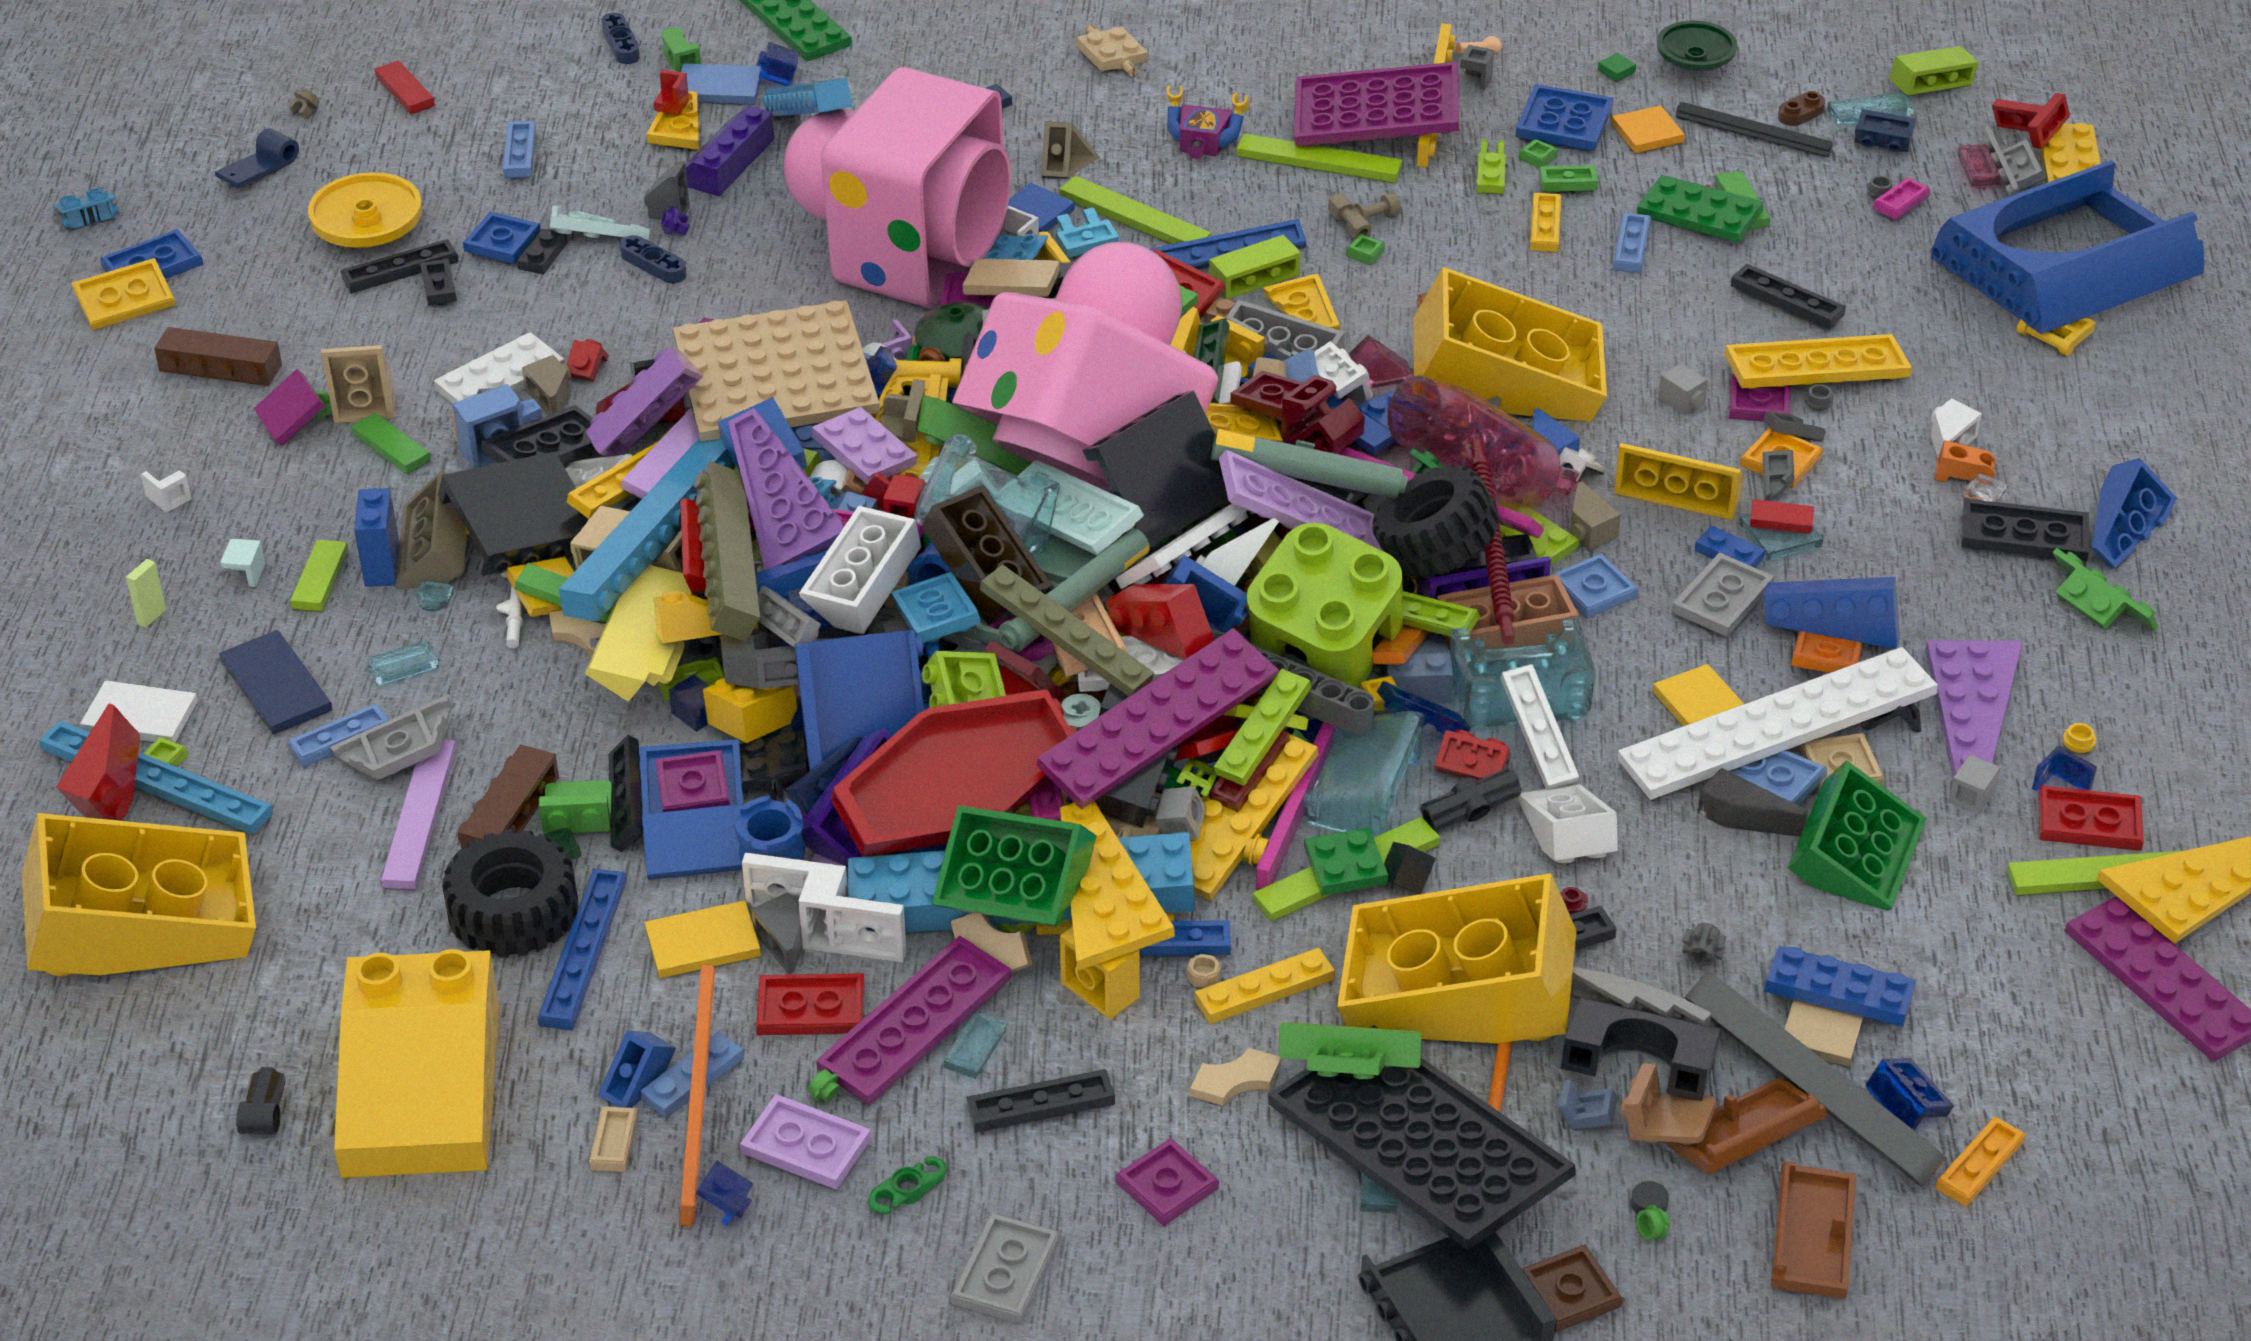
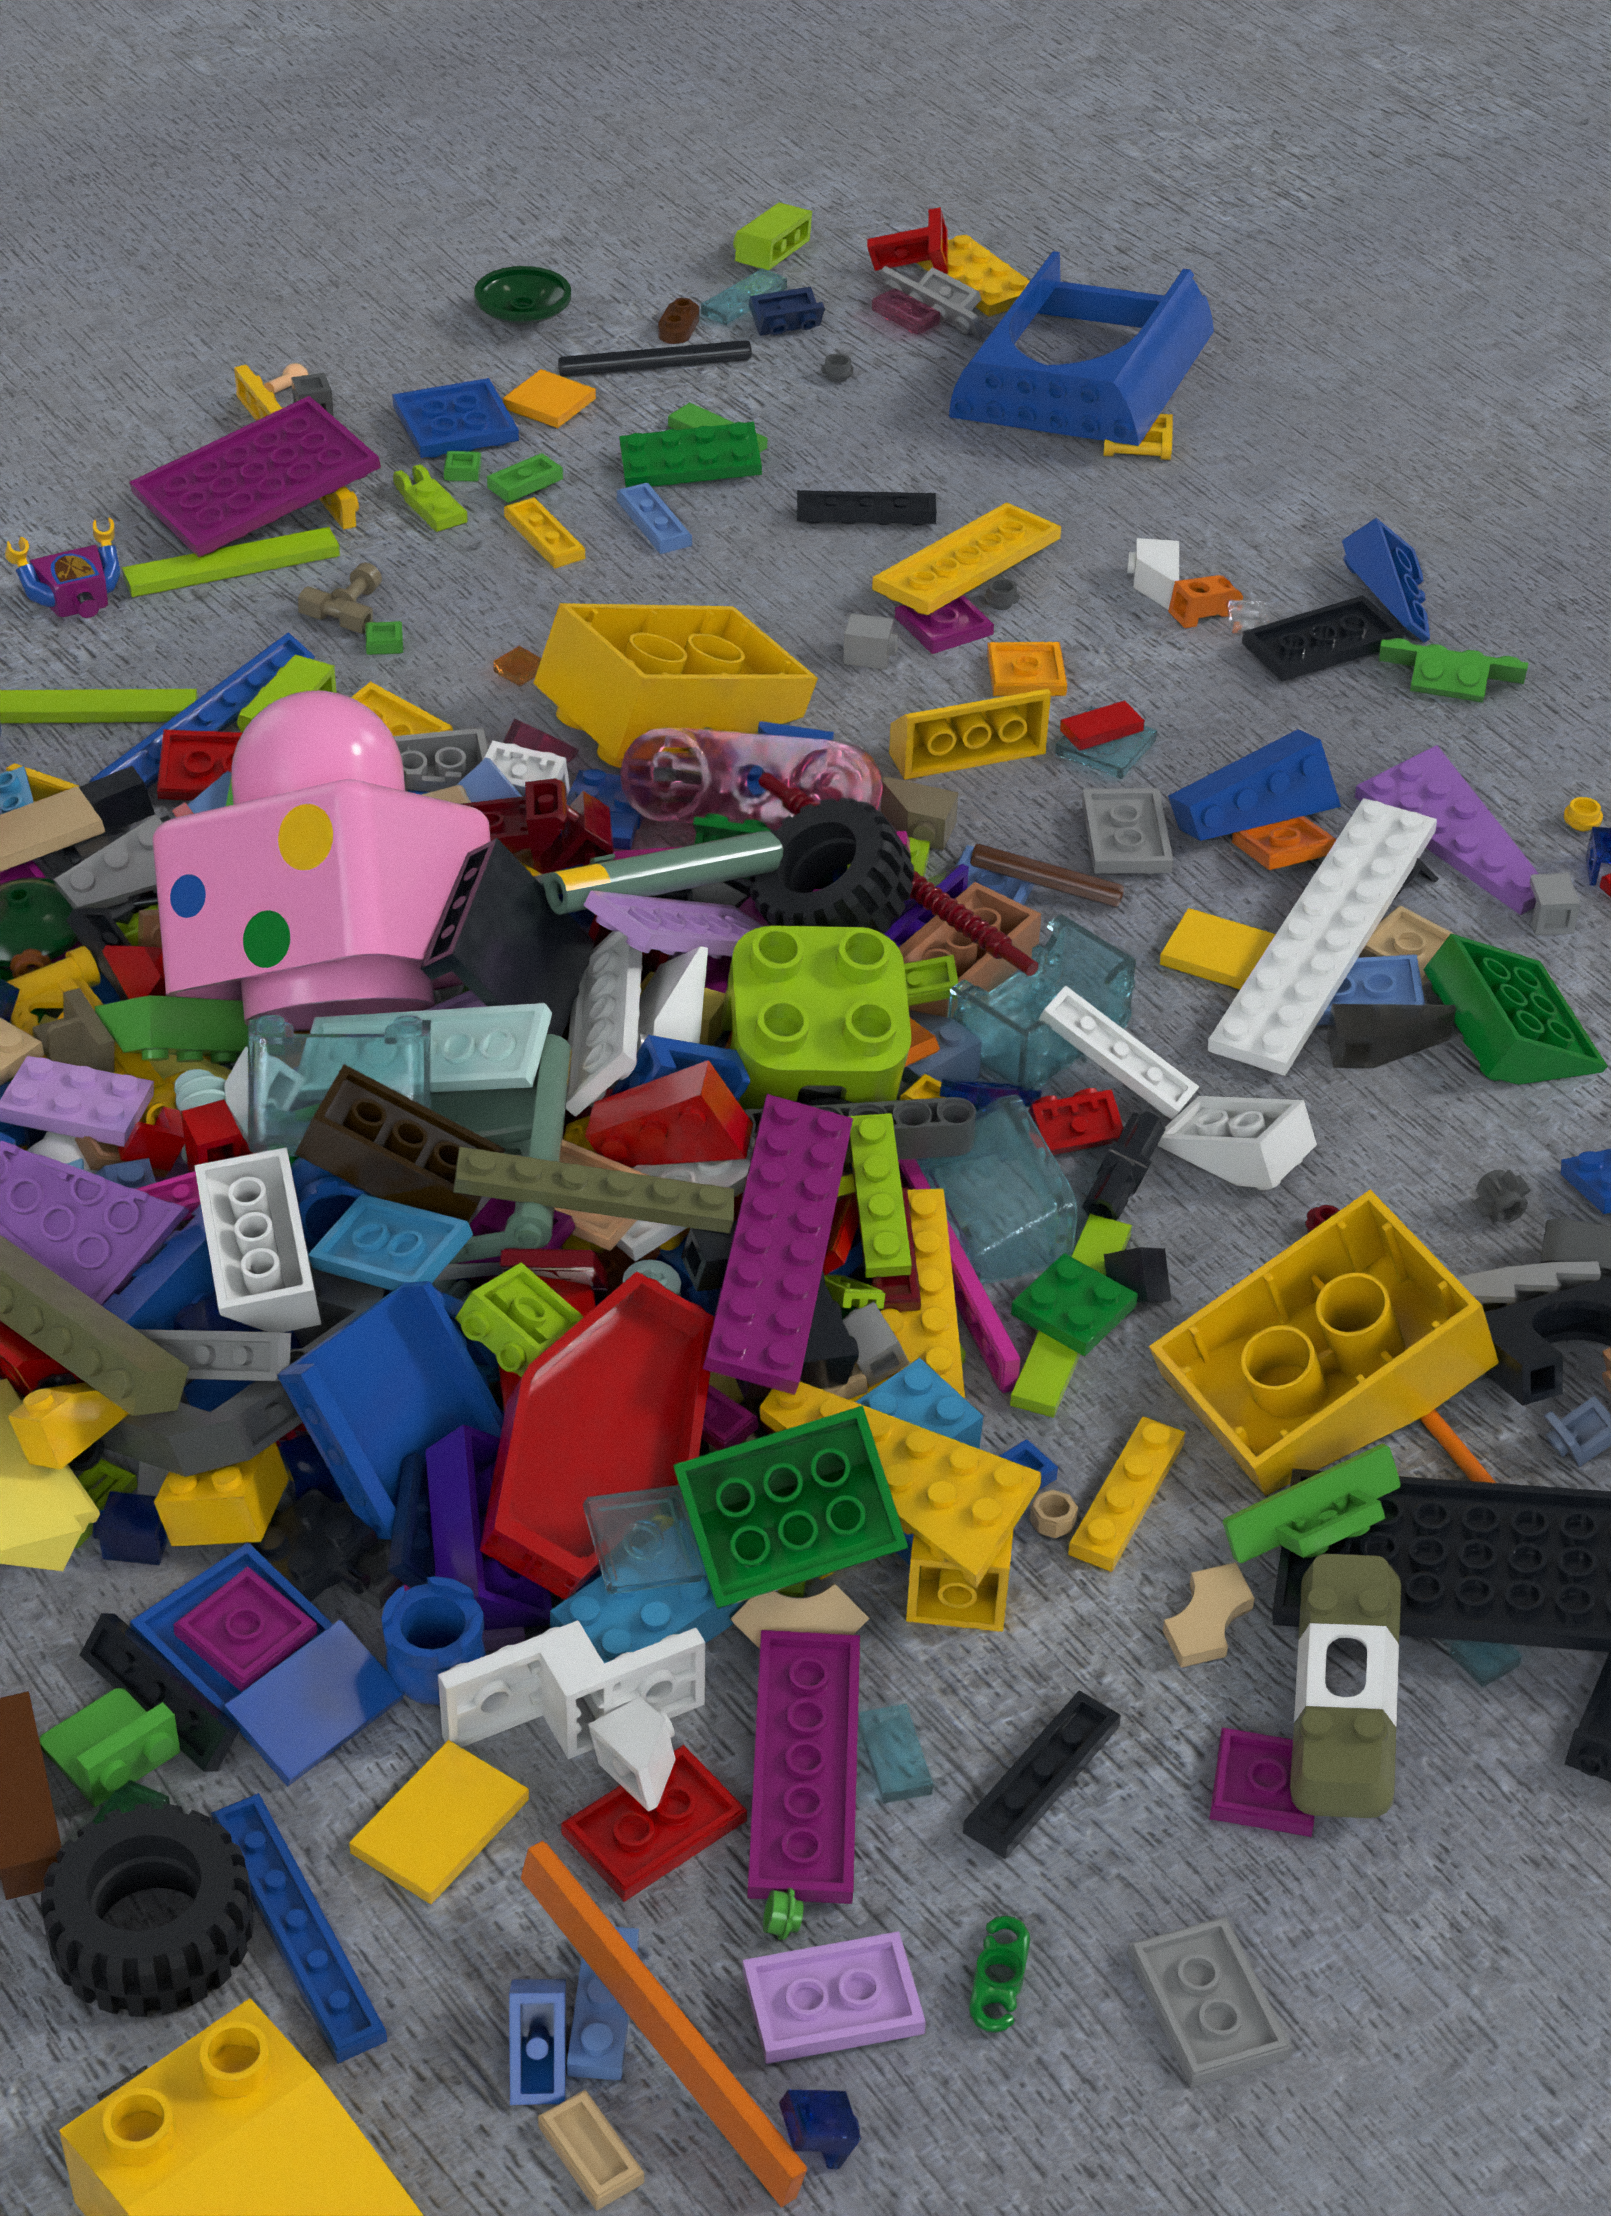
camera: 40 degrees left, 0 degrees up
(780, 929) = (537, 1750): dark grey slope -> none
(828, 958) = (636, 1749): none -> white slope
(915, 841) = (643, 1539): none -> clear light blue tile
(1081, 239) = (53, 749): medium azure plate -> none
(1223, 1182) = (1346, 1743): none -> olive piece
(1255, 848) = (975, 1342): yellow plate -> none
(1617, 67) = (451, 349): green tile -> none
(1629, 596) = (1047, 875): none -> reddish brown axle
(1717, 540) = (1067, 783): blue plate -> none
(1777, 472) = (1047, 674): dark grey tile -> none
(1792, 425) = (1007, 632): dark grey tile -> none
(1901, 198) = (869, 370): dark pink plate -> none

